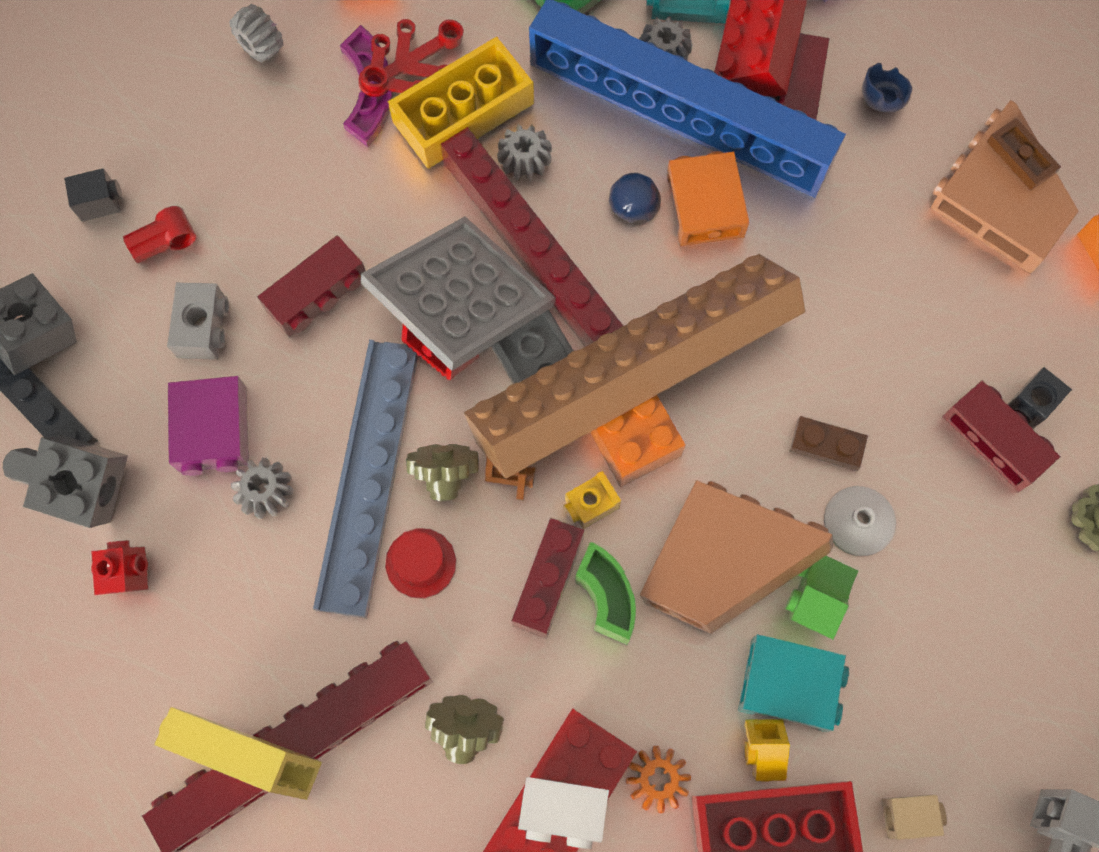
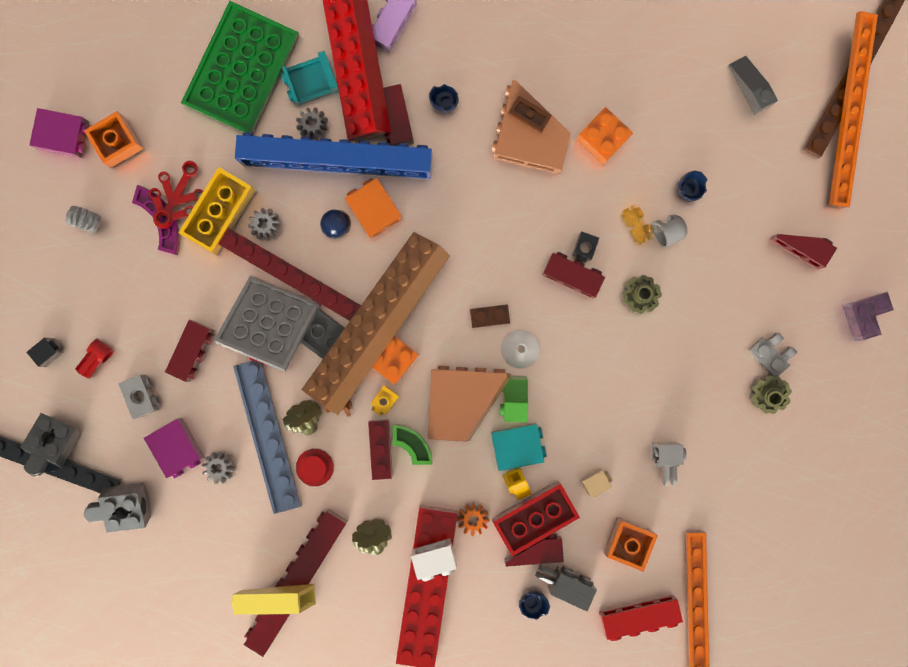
camera: 25 degrees left, 15 degrees up
(119, 568) = (170, 539): red brick -> none

